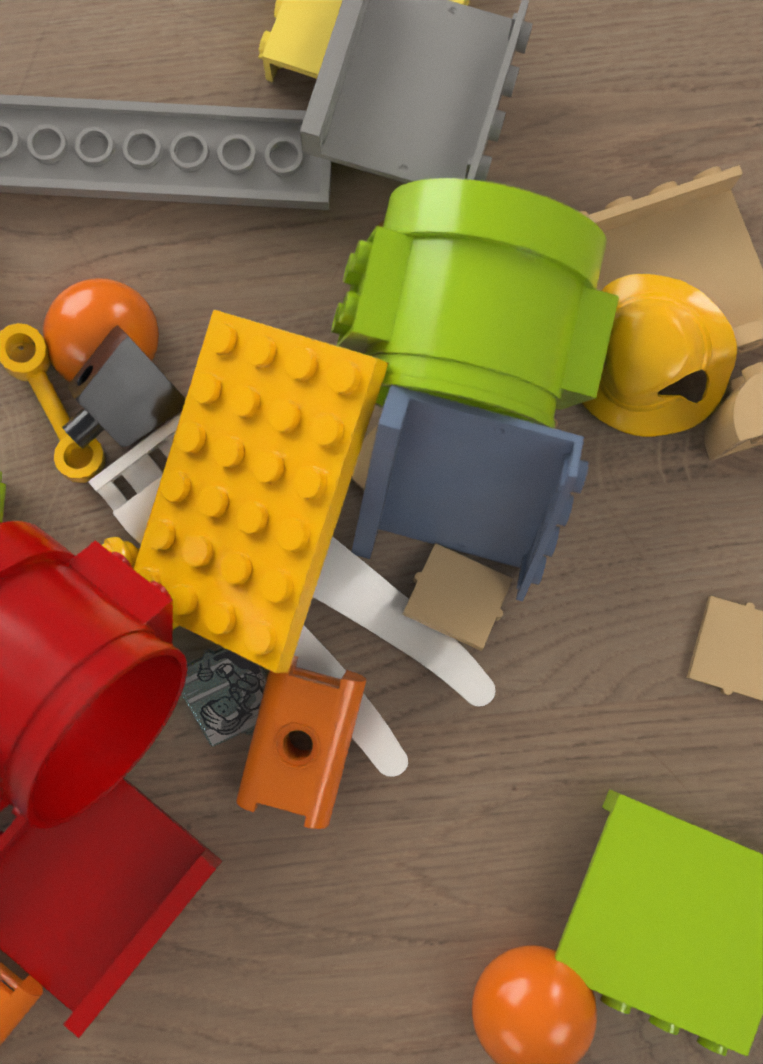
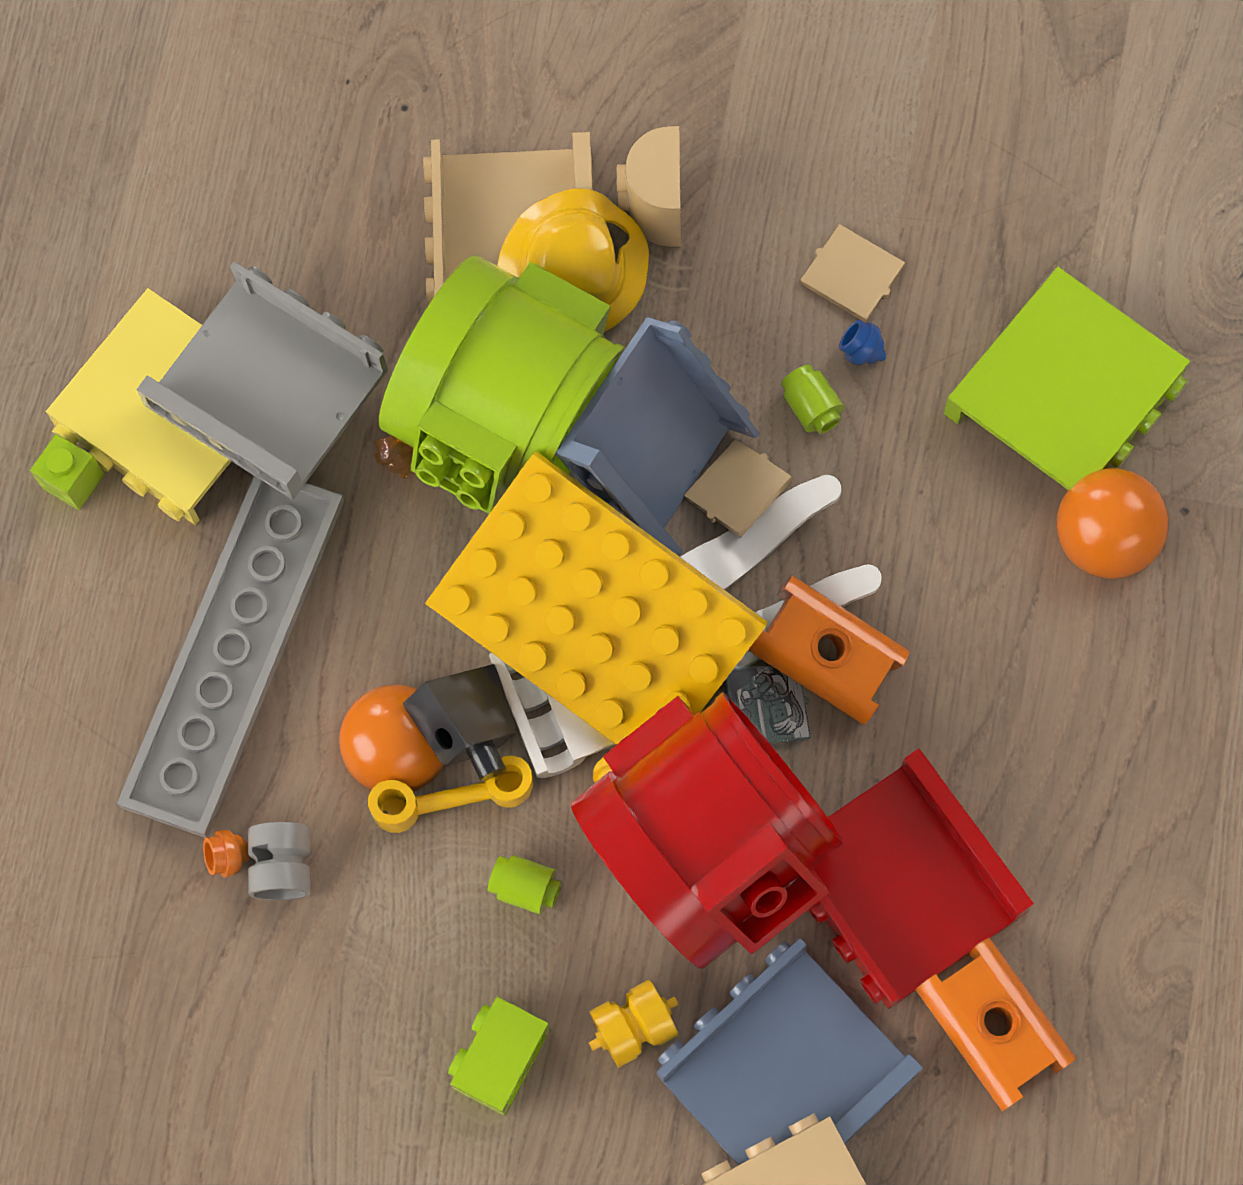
camera: 65 degrees left, 10 degrees down
(577, 646) = (812, 399): none -> lime brick
(658, 682) = (863, 343): none -> blue plate

